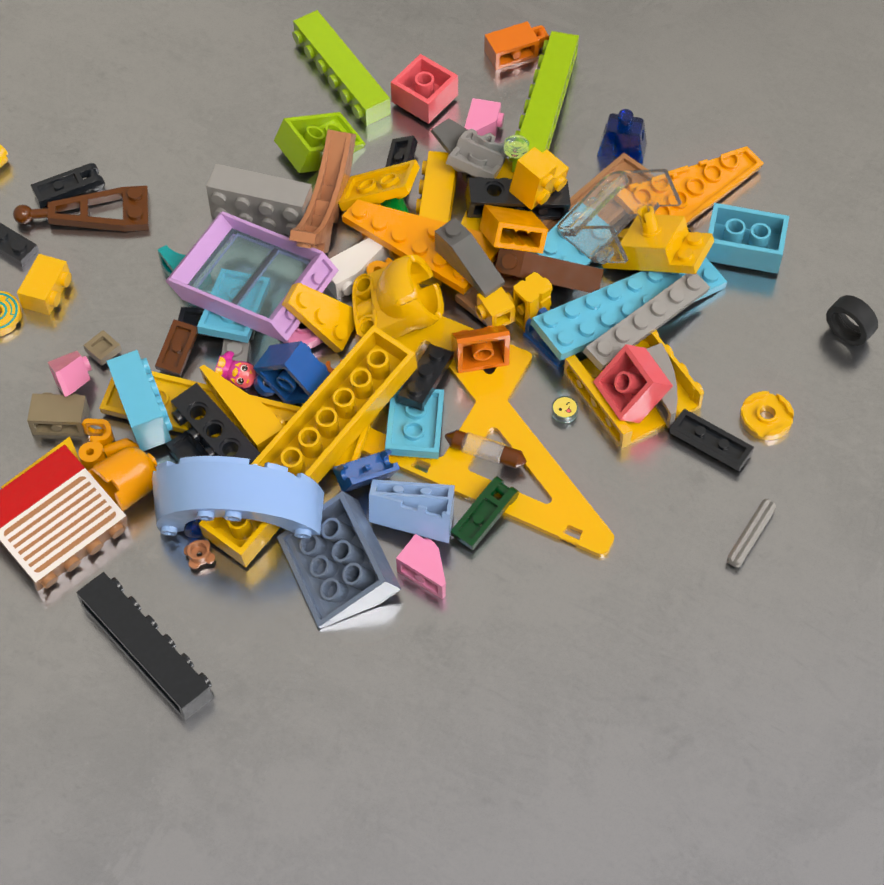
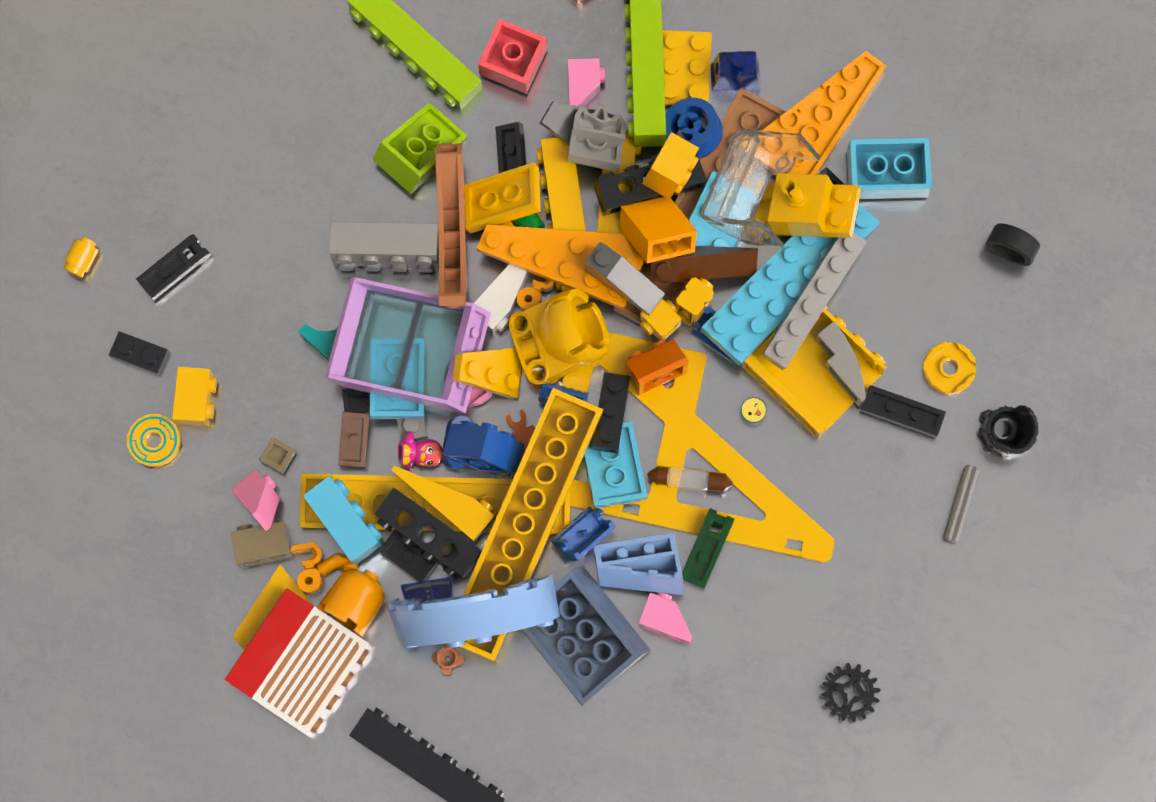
camera: 15 degrees left, 20 degrees up
(134, 210) = (251, 276): reddish brown plate -> none
(516, 146) = (636, 128): clear light blue tile -> none
(578, 133) = (686, 65): none -> yellow plate
(582, 172) = (685, 116): none -> blue wheel
(588, 665) = (838, 689): none -> black gear
(632, 383) = (818, 379): coral brick -> none
(814, 475) = (1009, 429): none -> black hair

